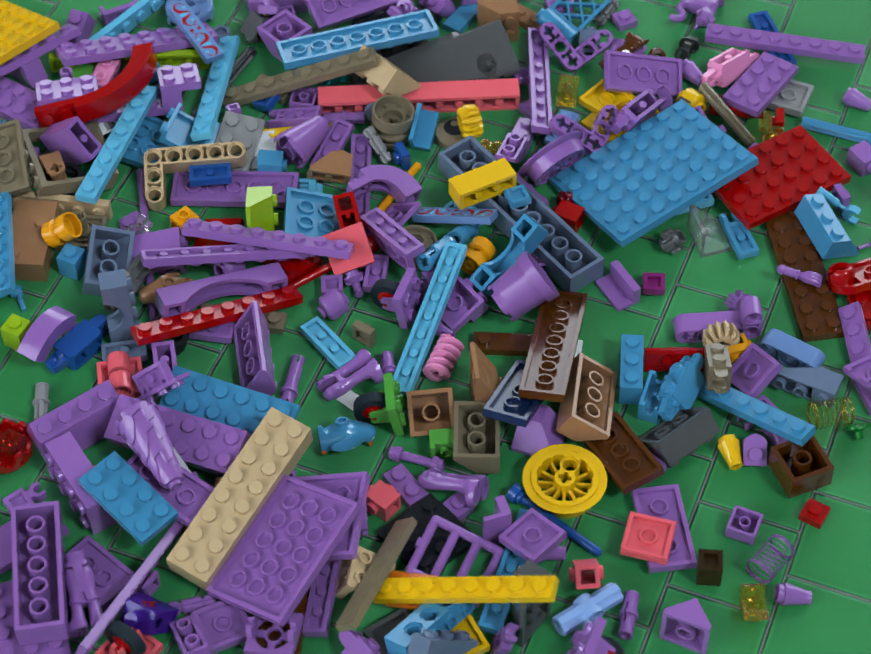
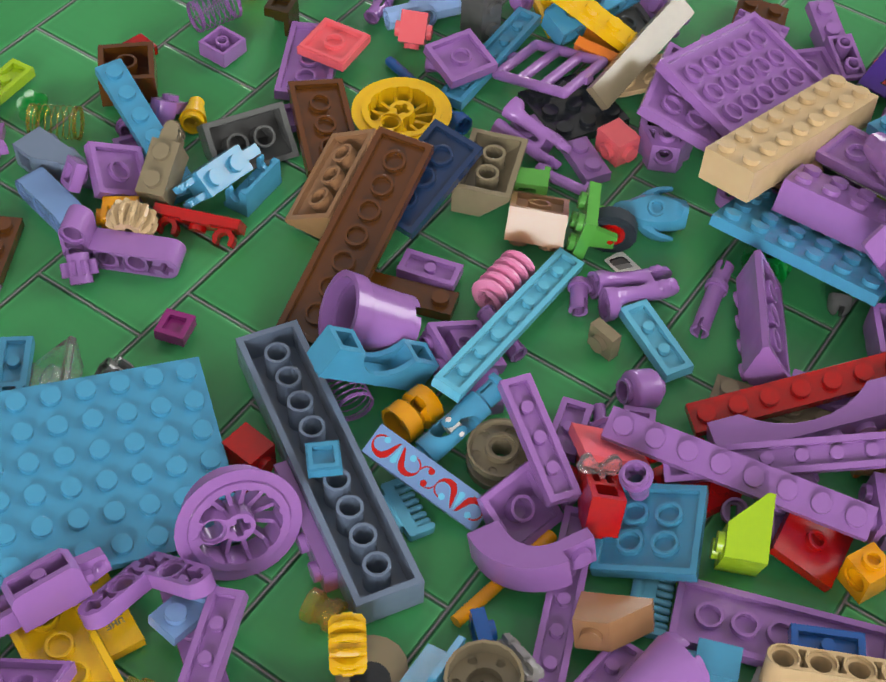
camera: 170 degrees left, 0 degrees up
(327, 219) = (636, 479): none -> medium lavender cone
(359, 218) = (609, 466): none -> clear piece
(399, 297) = (549, 362): medium lavender plate -> none
(482, 183) = (374, 480): yellow brick -> none
(482, 375) = (462, 218): medium nougat slope -> none
(499, 522) = (495, 78): medium lavender panel -> none
(501, 358) = (429, 270): none -> medium lavender plate
(517, 143) = (280, 595): medium lavender slope -> none
(619, 287) = (222, 332): medium lavender panel -> none
(631, 369) = (264, 218): dark azure brick -> none
(780, 356) = (74, 174): none -> medium lavender plate

